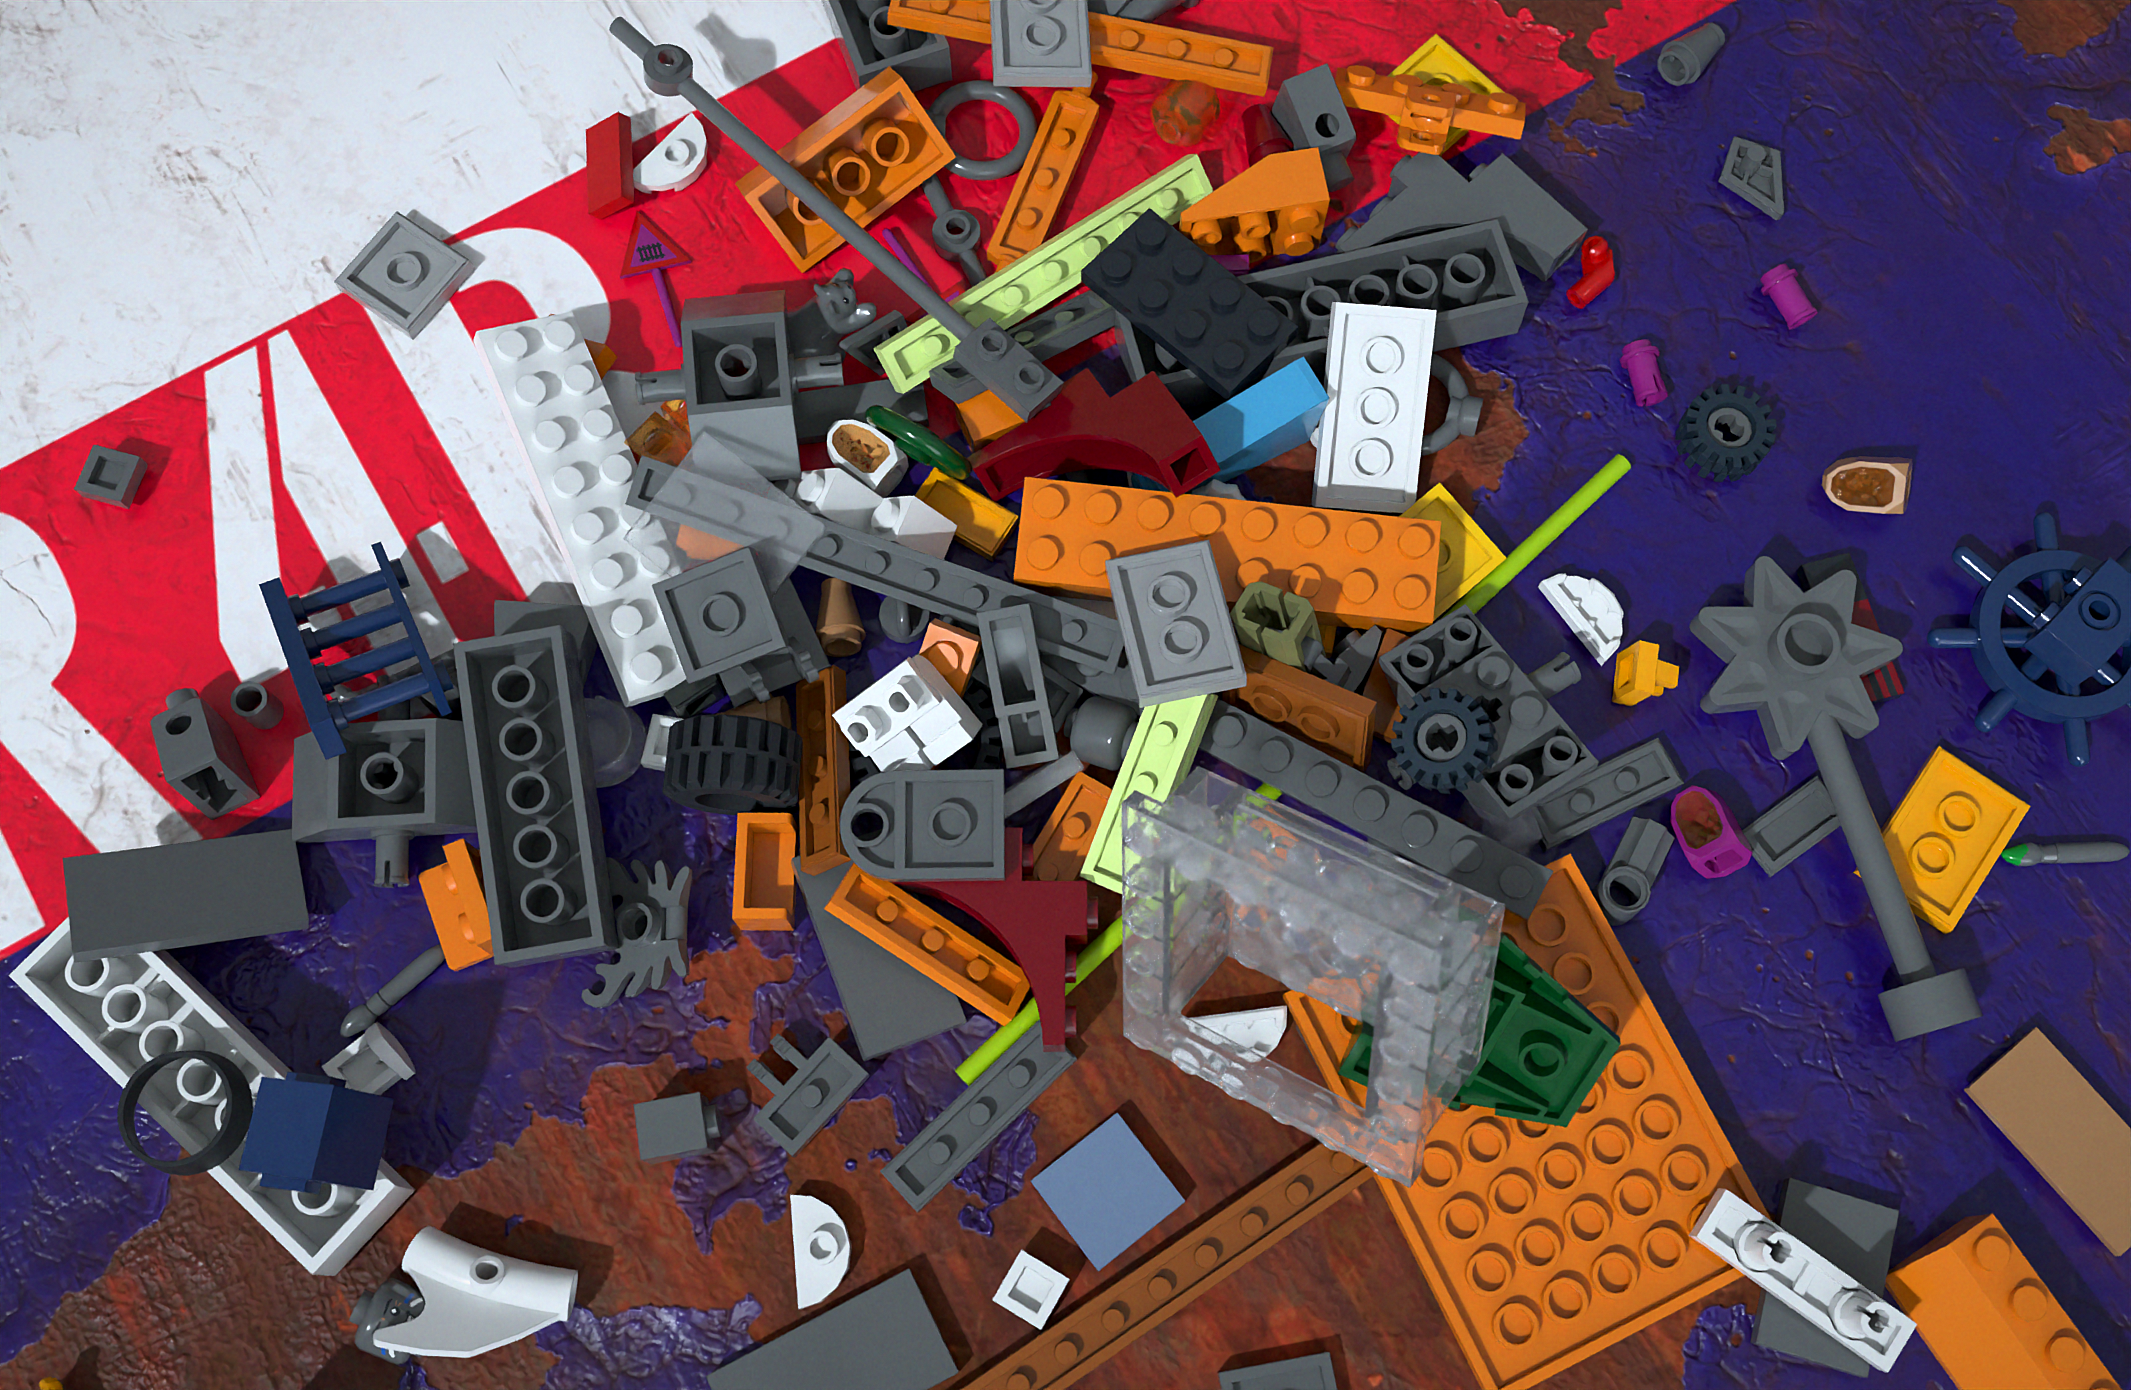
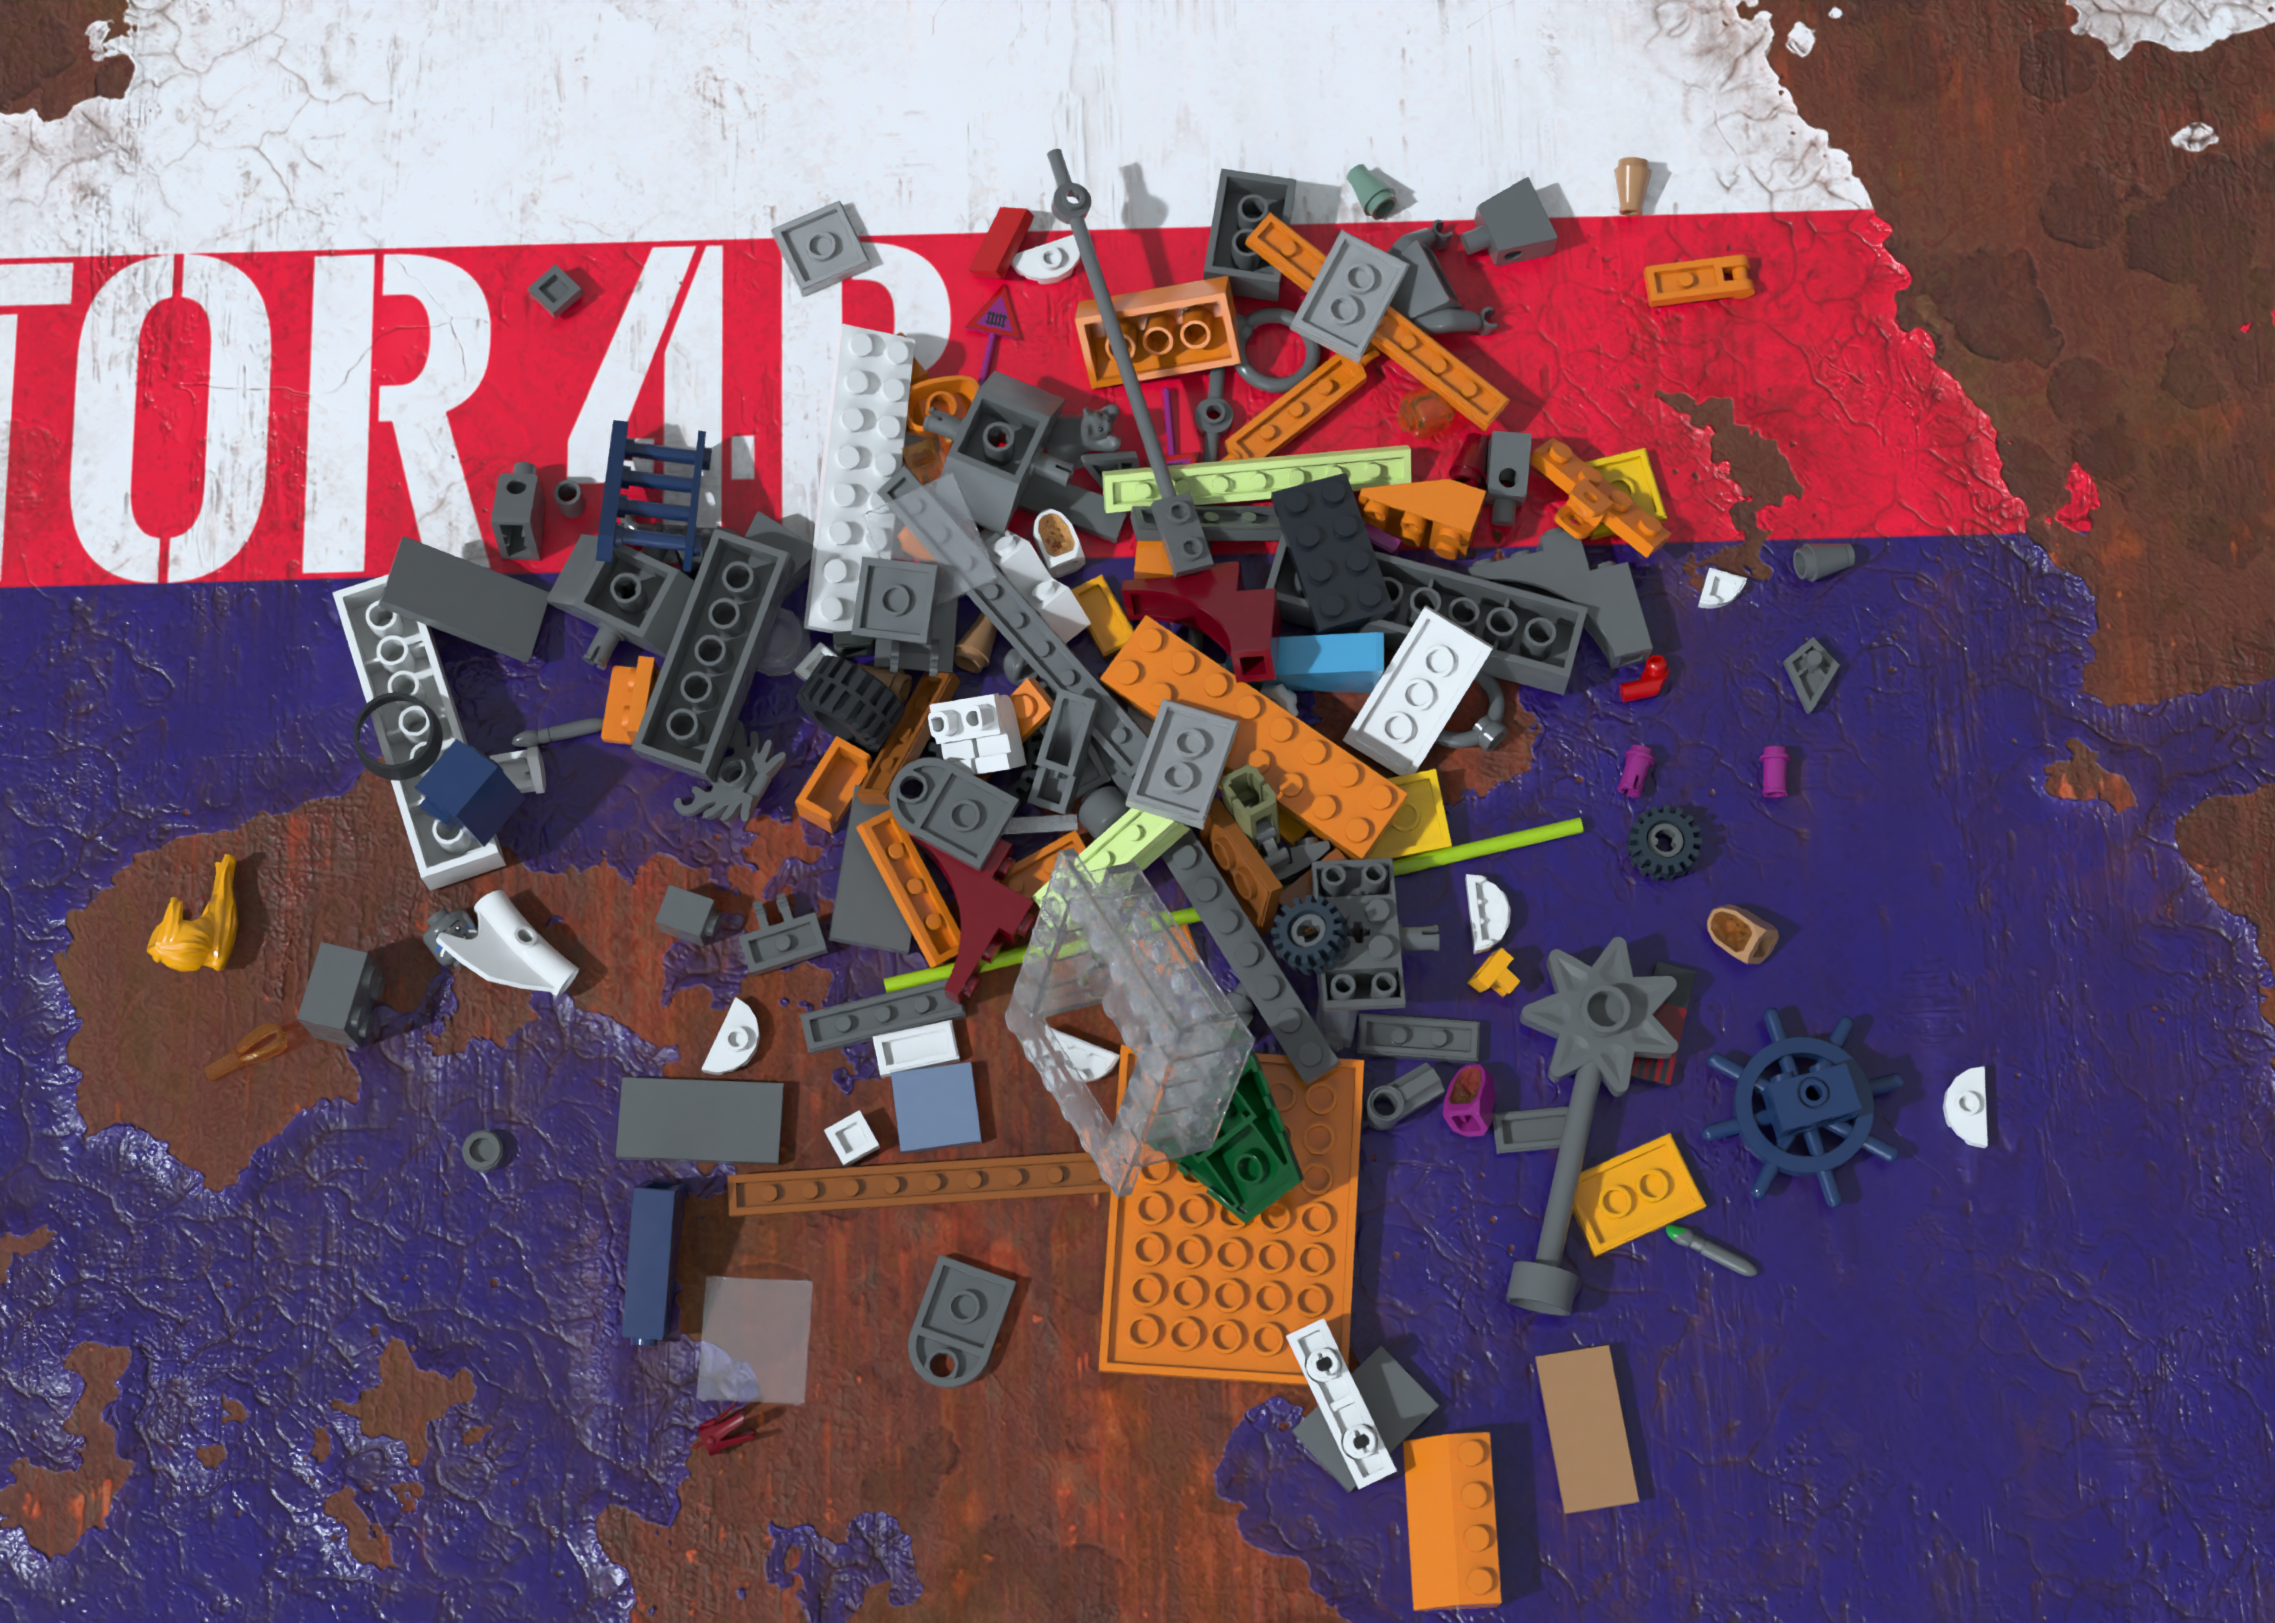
camera: 30 degrees right, 0 degrees up
(648, 350) = (945, 393): none -> orange piece
(918, 442) = (1095, 552): dark green plate -> none
(1041, 1133) = (916, 1048): none -> white tile
(1603, 138) = (1720, 589): none -> white tile

